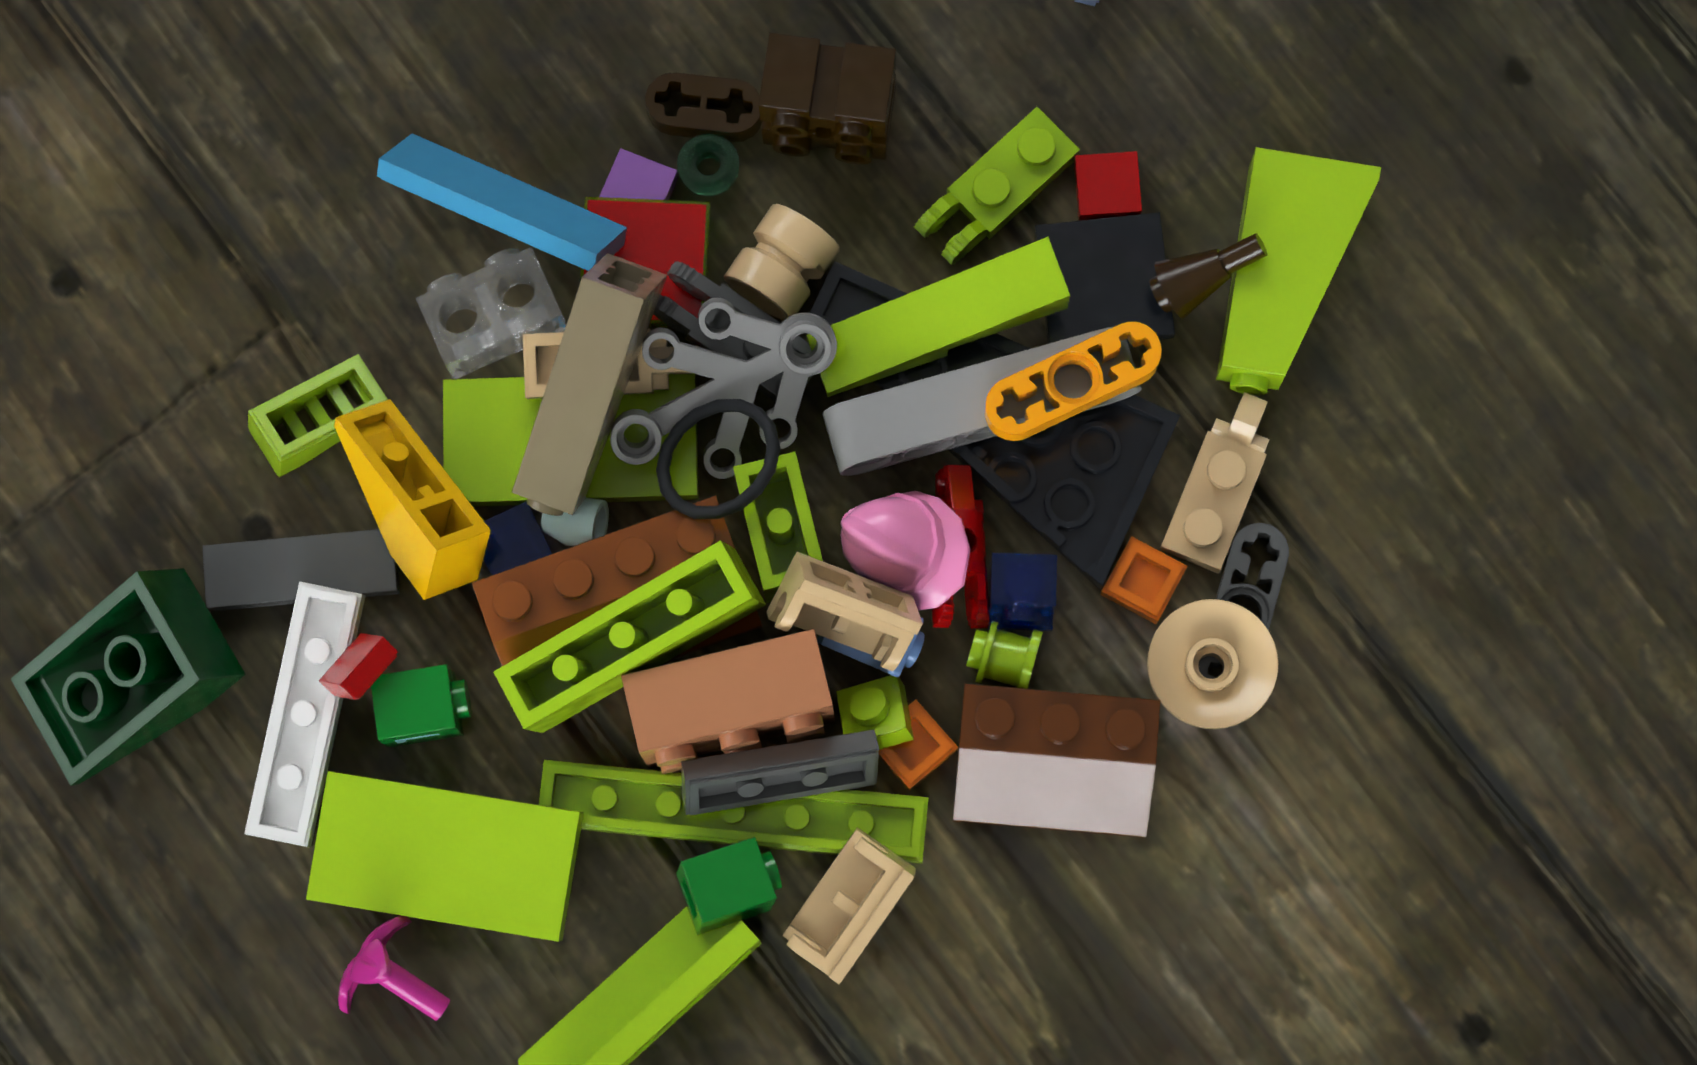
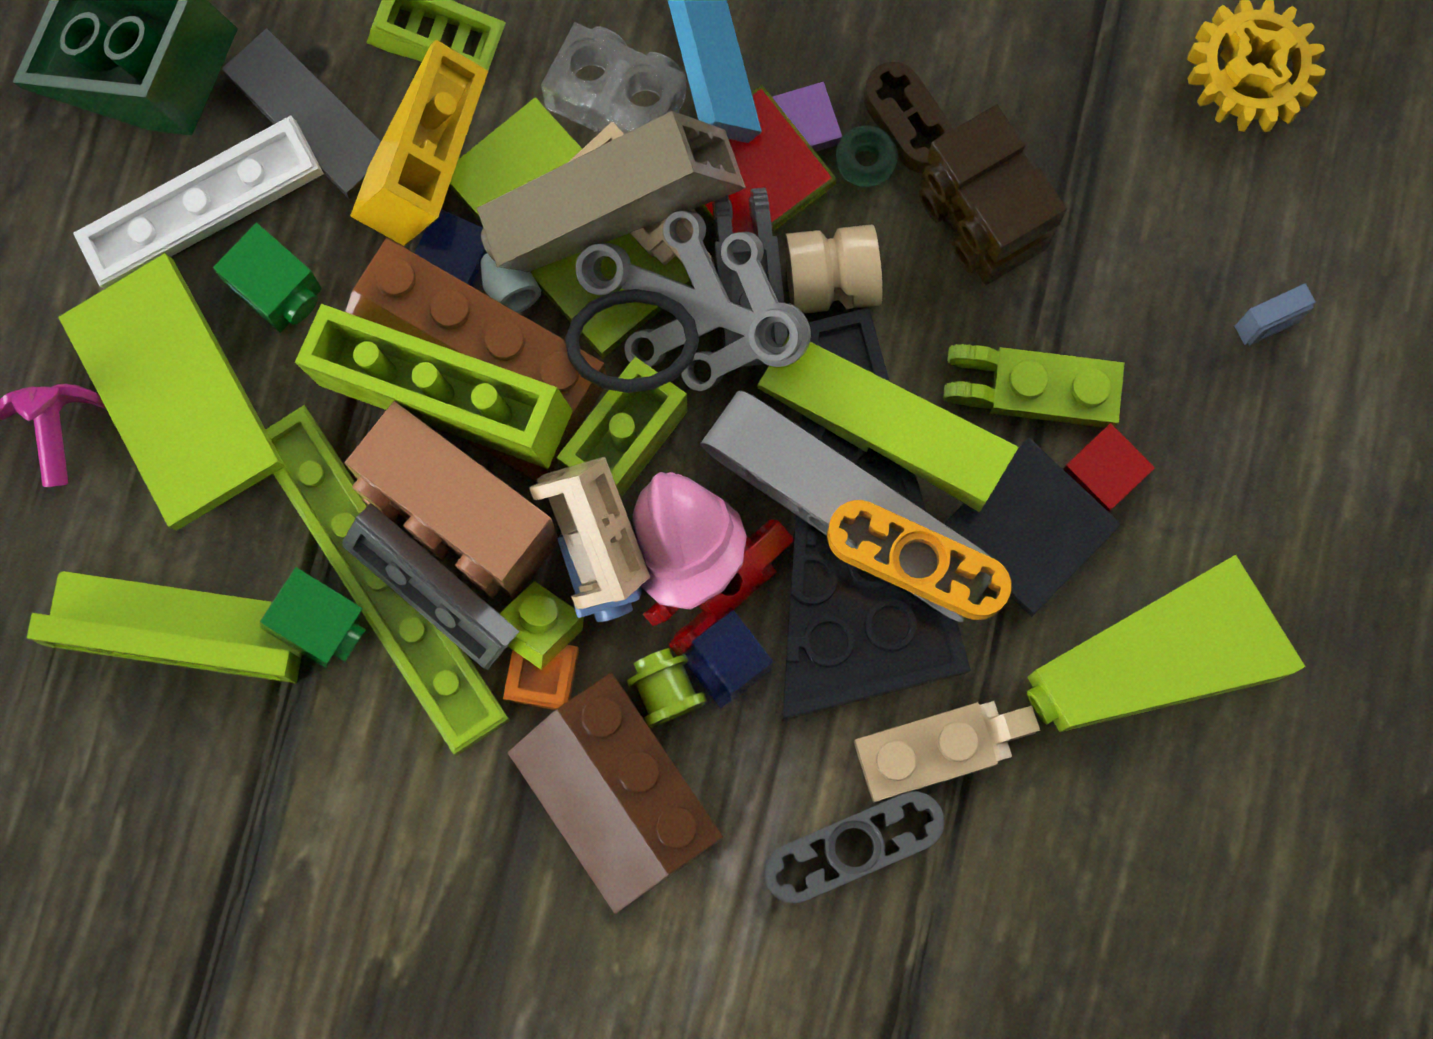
camera: 45 degrees right, 0 degrees up
(359, 666) = (255, 208): red tile -> none
(849, 905) = (370, 724): tan hinge -> none
(1143, 580) = (818, 748): orange tile -> none
(1190, 279) = (1084, 589): dark brown cone -> none
(1218, 631) = (823, 847): tan dish -> none

